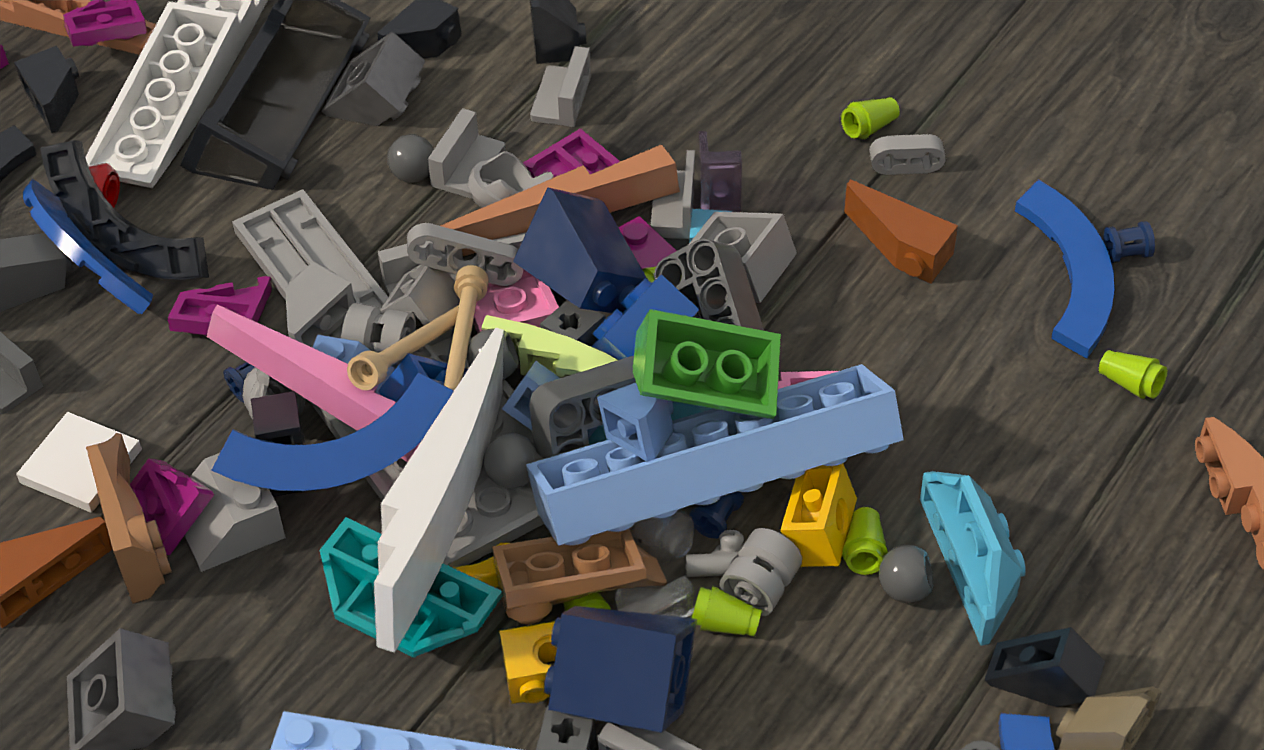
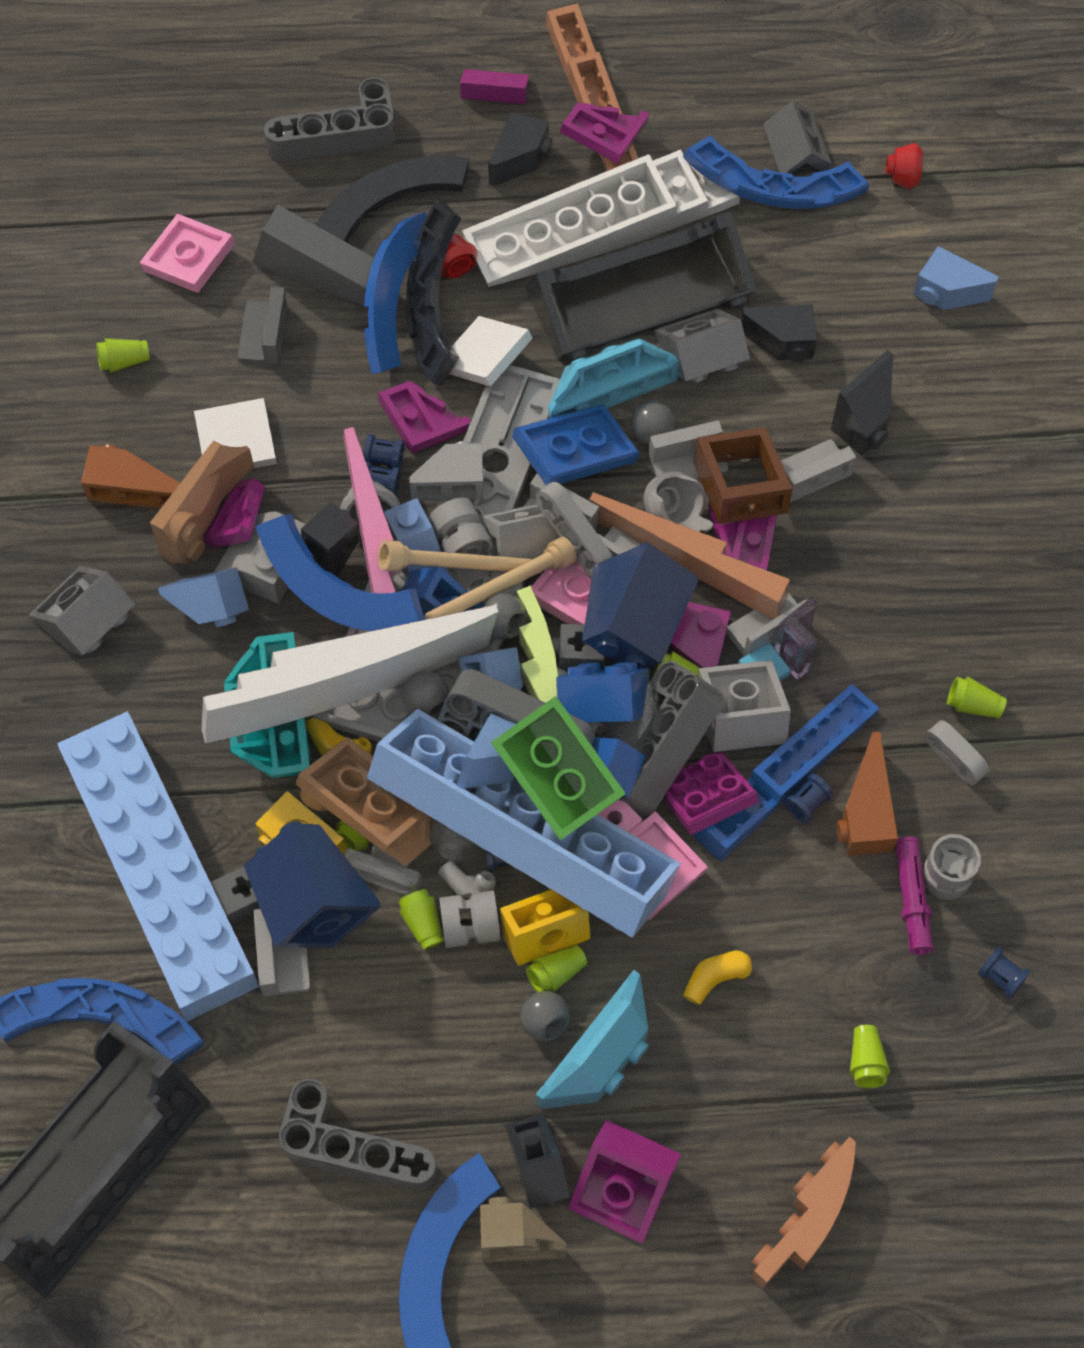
camera: 50 degrees right, 15 degrees up
(219, 216) = (488, 350): none -> white tile
(219, 359) = (384, 451): none -> dark blue bush
(226, 575) = (208, 597): none -> medium blue slope
(340, 155) = (613, 377): none -> medium azure wedge
(376, 216) = (575, 445): none -> blue tile
(562, 116) = (733, 503): none -> reddish brown window
(804, 322) = (709, 792): none -> magenta tile
(822, 277) = (789, 765): none -> blue slope
(865, 267) = (808, 798): none -> dark blue bush
(965, 428) = (714, 971): none -> yellow arm
(1009, 213) = (951, 866): none -> light grey wheel
(1024, 263) = (915, 908): none -> magenta pin
(1086, 263) = (956, 958): blue tile -> none
(1120, 611) = (624, 1181): none -> magenta slope

